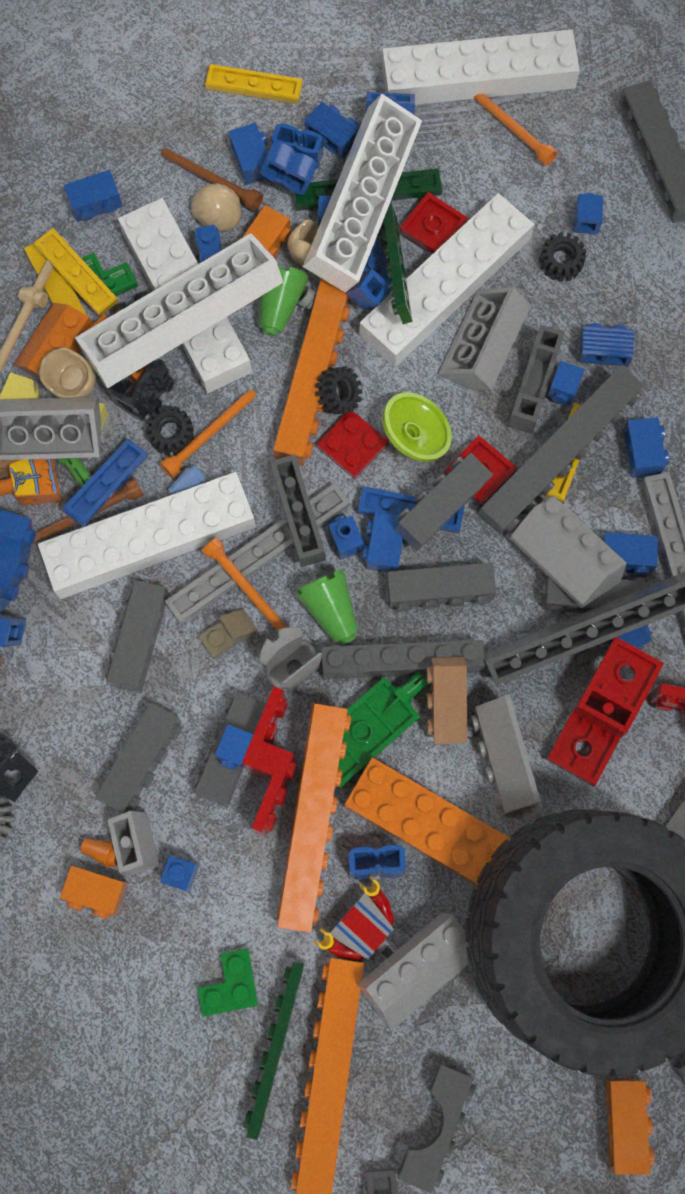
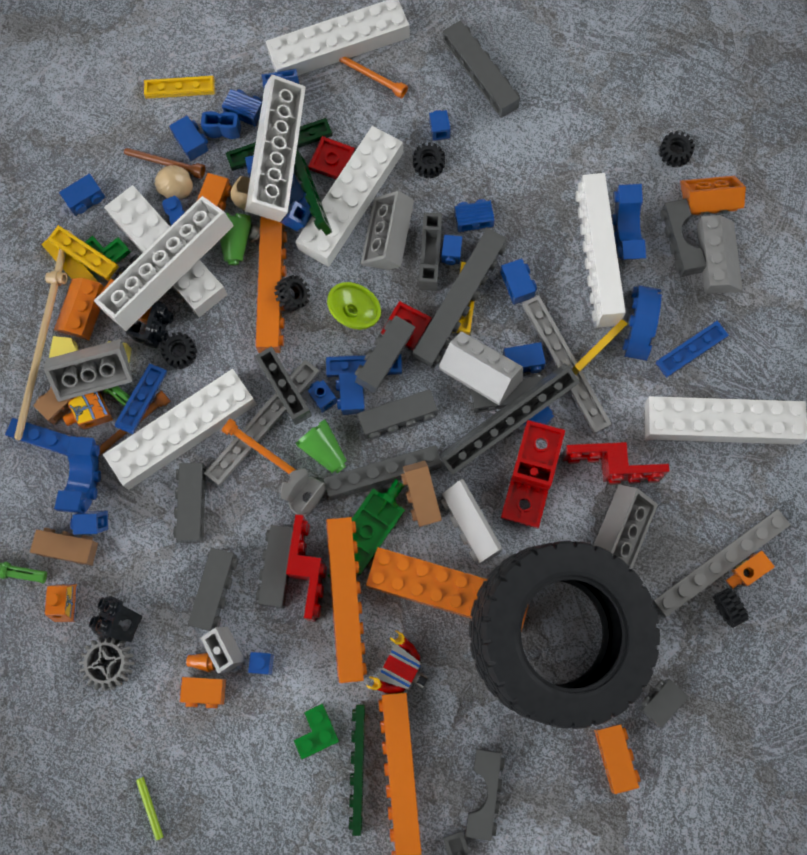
camera: 10 degrees left, 0 degrees up
(67, 374) = (94, 328): tan piece -> none
(172, 465) = (186, 374): orange piece -> none
(189, 478) = (200, 382): medium blue cone -> none
(228, 633) = (255, 484): dark tan slope -> none
(233, 747) = (277, 564): blue brick -> none
(288, 167) = (218, 142): blue brick -> none
(352, 444) = (311, 329): red plate -> none
(384, 862) = (404, 618): blue brick -> none
(416, 970) = (444, 688): light grey slope -> none

